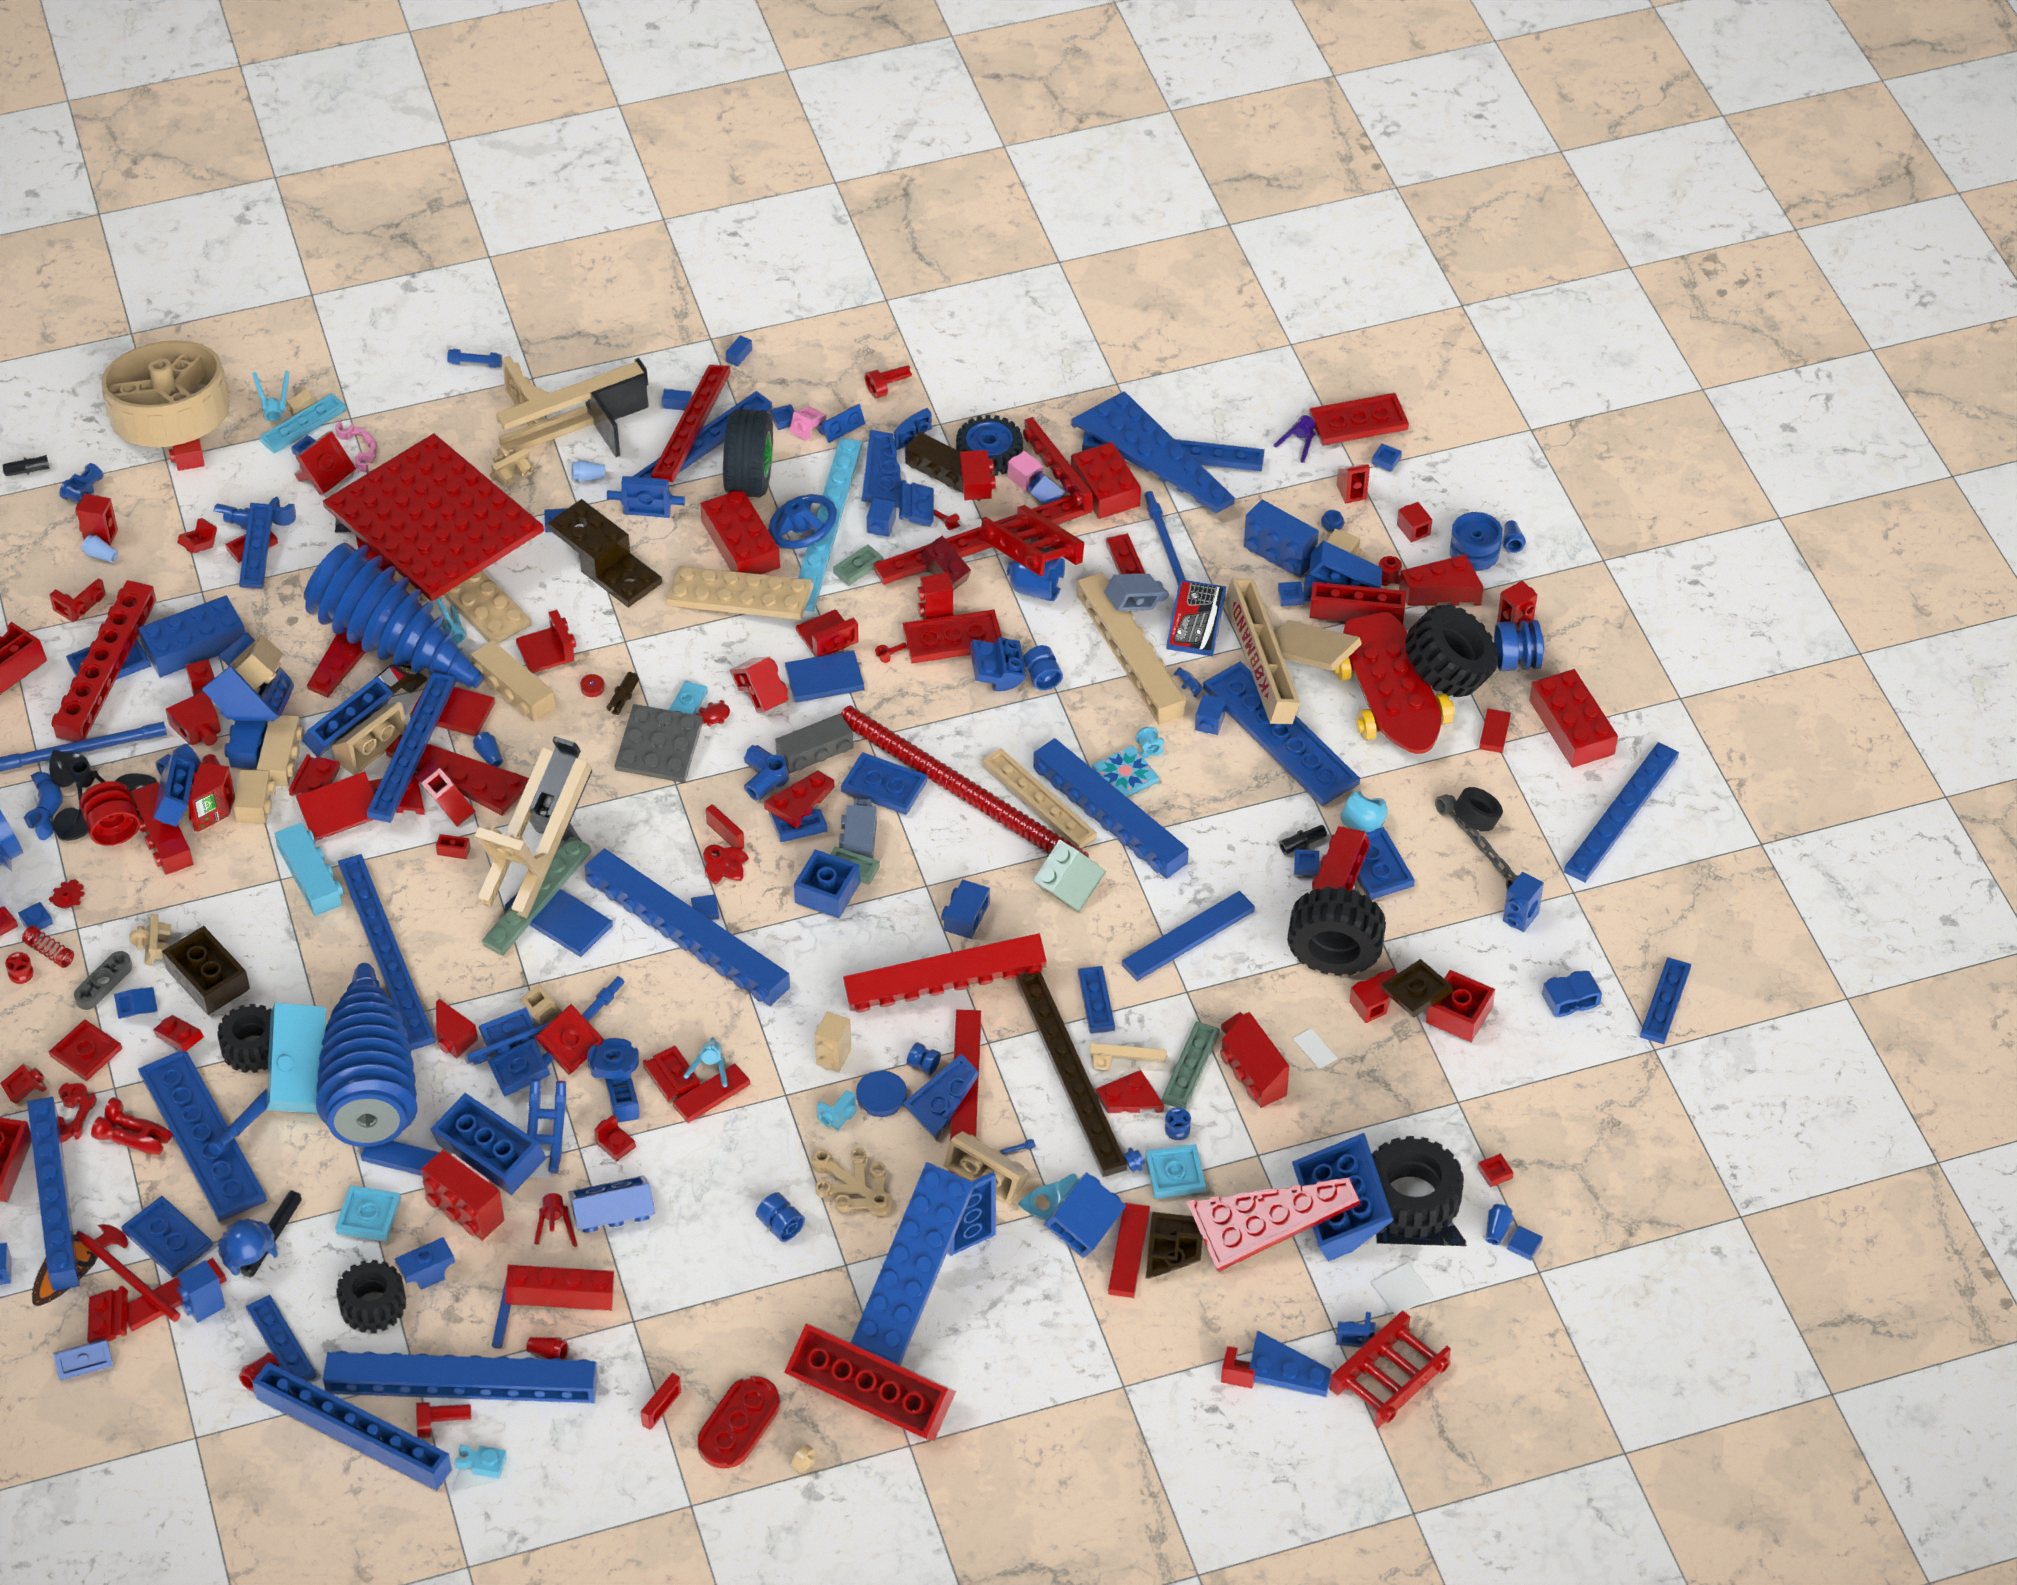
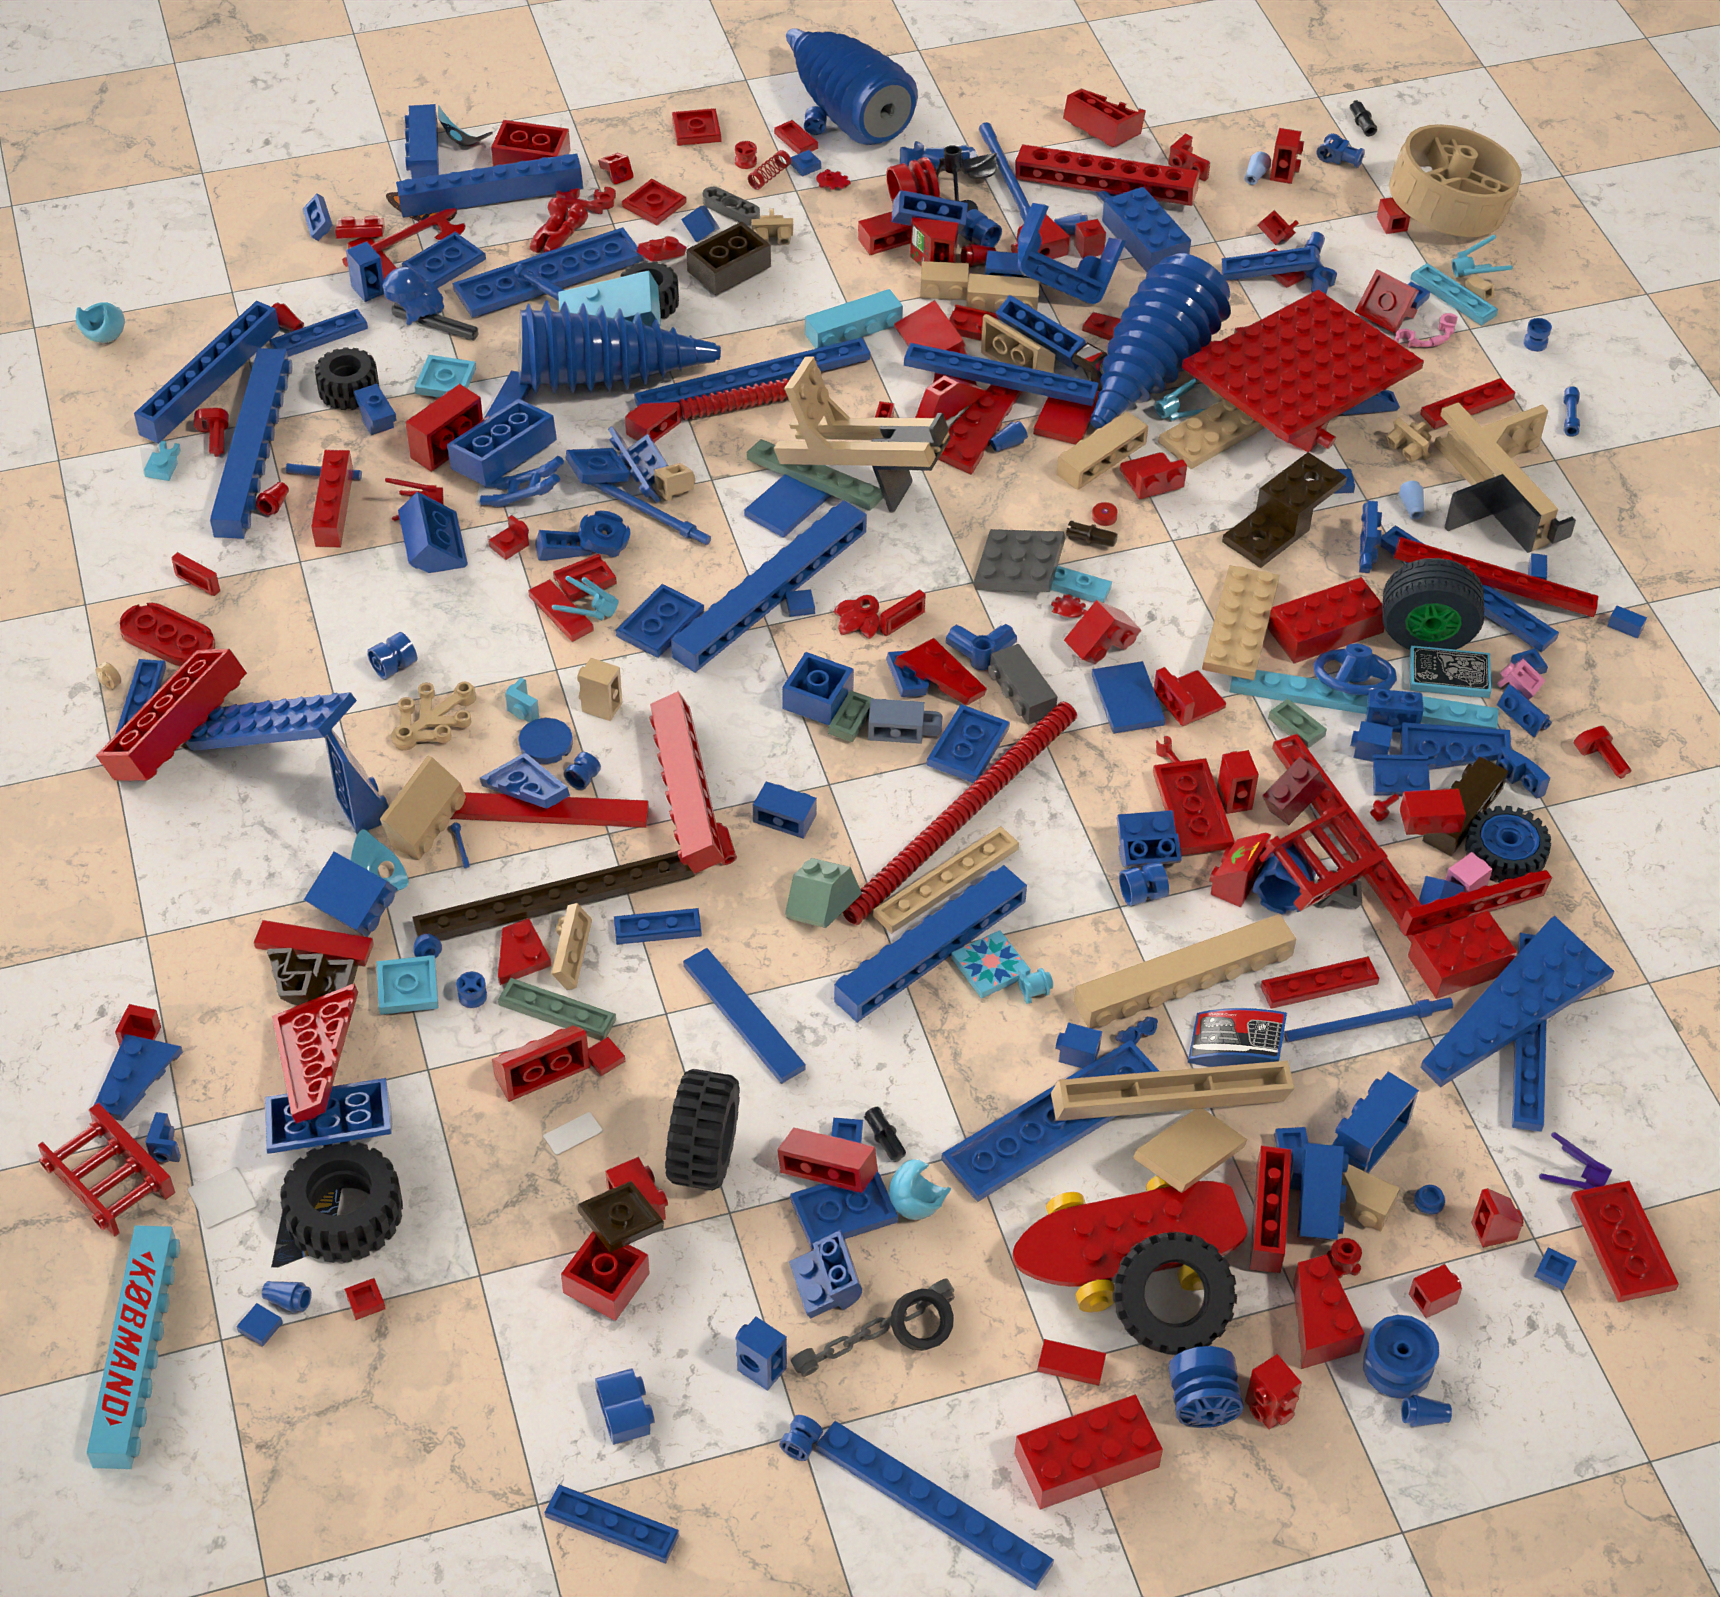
camera: 90 degrees right, 0 degrees up
(172, 692) = (1069, 222): none -> blue cone
(258, 662) = (1085, 253): tan brick -> none
(266, 1541) = (100, 322): none -> medium azure piece
(373, 368) = (1537, 334): none -> blue wheel
(416, 950) = (733, 399): none -> red piece
(461, 424) = (1472, 400): none -> red plate
(569, 1039) = (630, 498): red tile -> none
(725, 1015) = (659, 620): none -> blue tile
(794, 466) = (1450, 671): none -> tile
(833, 1431) = (144, 685): none -> blue tile
(848, 497) = (1394, 707): none -> blue bracket
(1027, 602) = (1239, 869): none -> red slope
(1135, 592) = (1262, 967): sand blue brick -> none
(1443, 868) = (826, 1276): none -> brick
(1559, 1323) = (133, 1348): none -> medium azure brick
(1583, 884) = (801, 1437): none -> blue wheel

